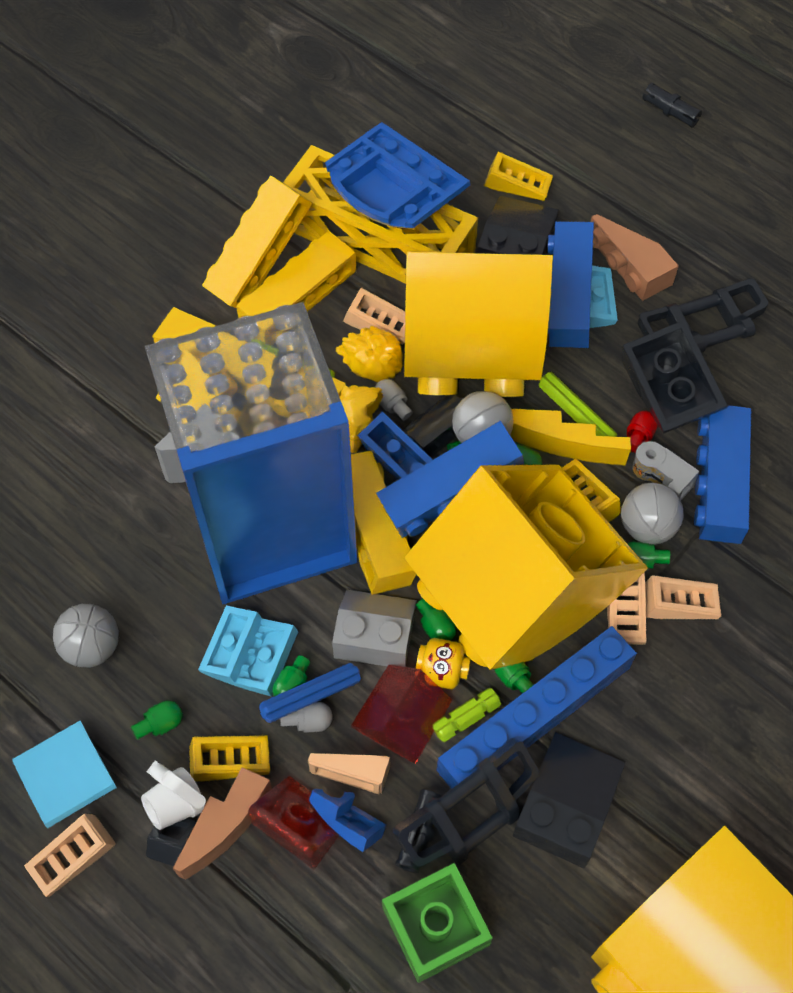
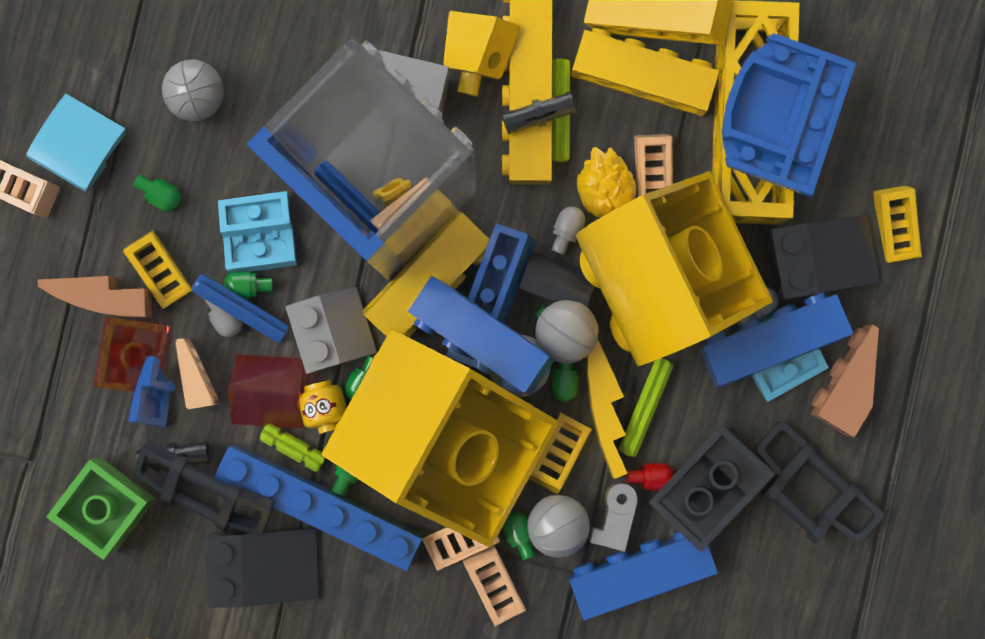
camera: 65 degrees right, 25 degrees up
(168, 843) = (72, 259): black slope -> none
(173, 797) = (96, 243): white piece -> none
(359, 406) = (525, 205): yellow hair -> none

